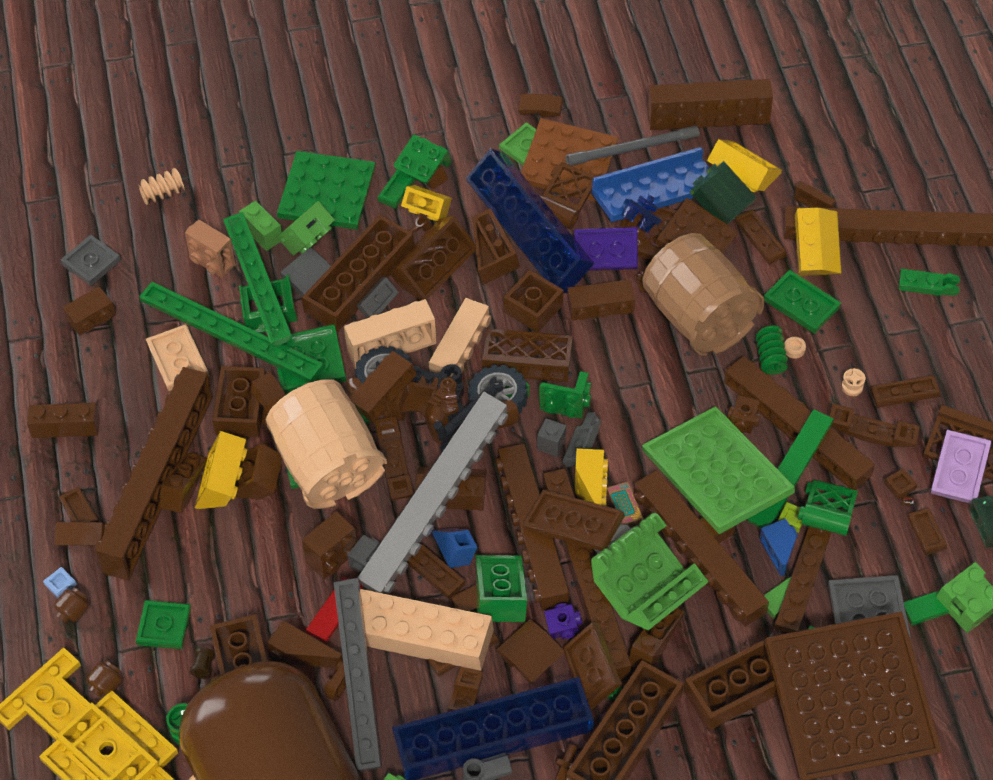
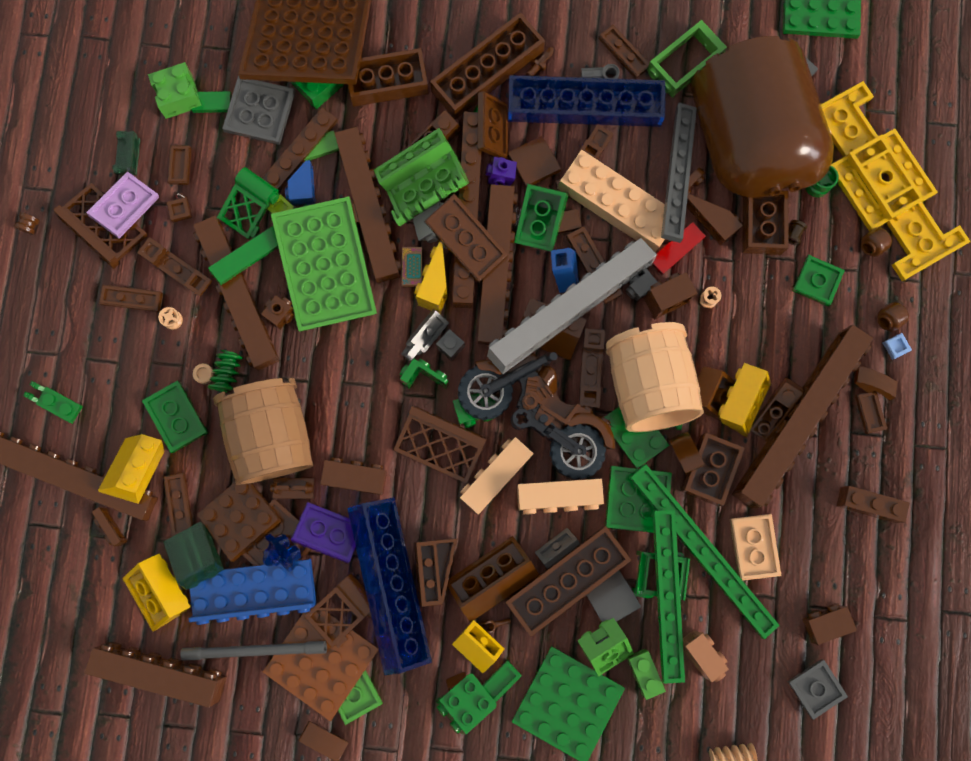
camera: 165 degrees left, 25 degrees up
(284, 565) = (708, 292): none -> light nougat bush
(383, 386) = (589, 419): reddish brown brick -> none
(533, 301) = (416, 492): reddish brown brick -> none

